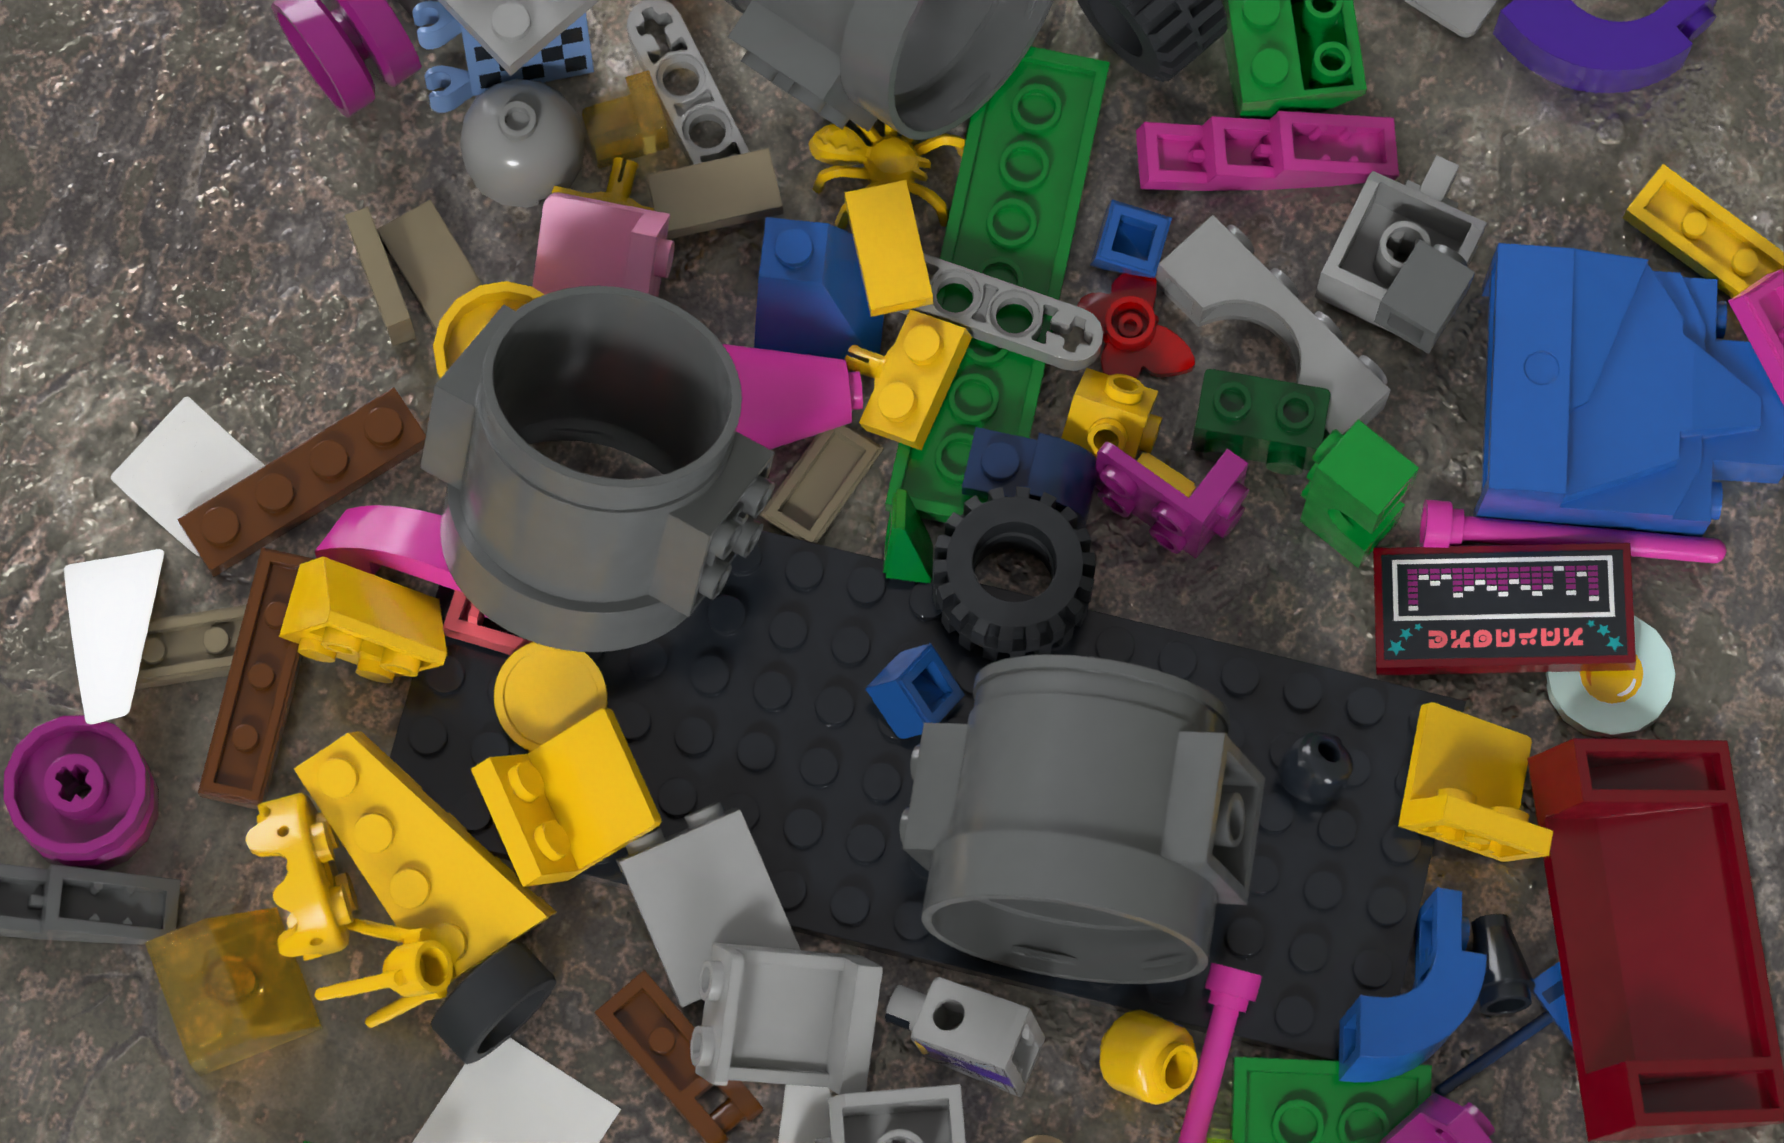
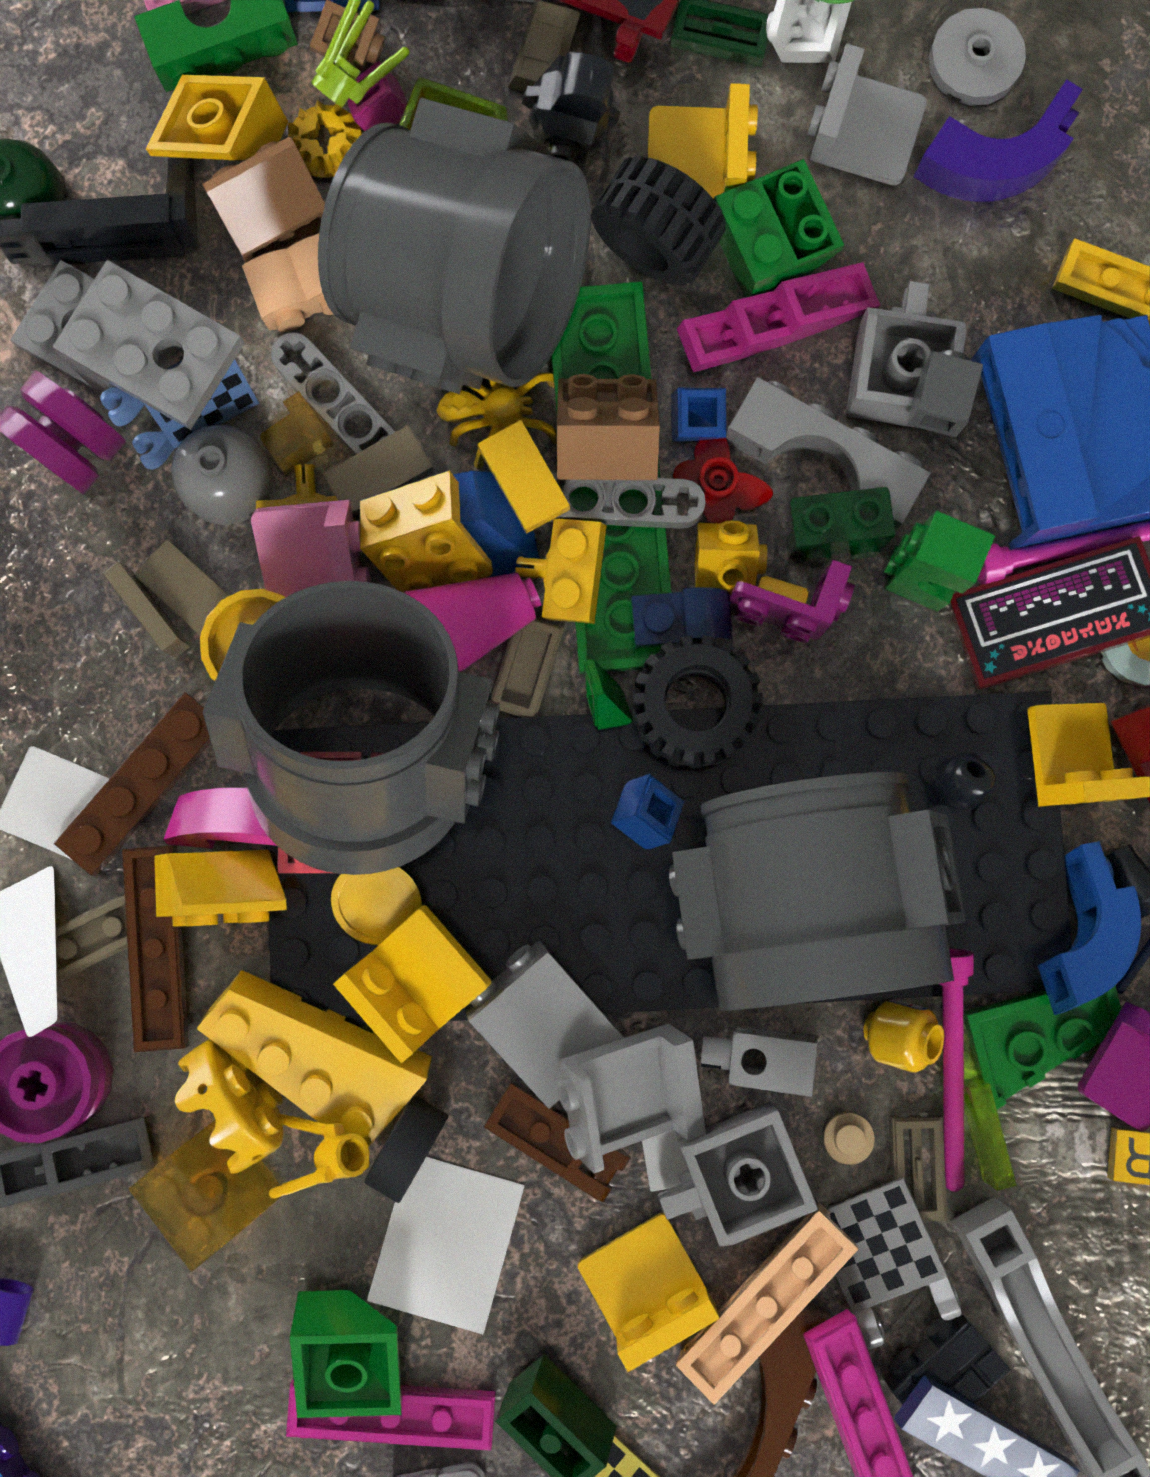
camera: 15 degrees left, 10 degrees up
(742, 280) = (419, 537): none -> yellow bracket
(1008, 221) = (607, 428): none -> medium nougat slope

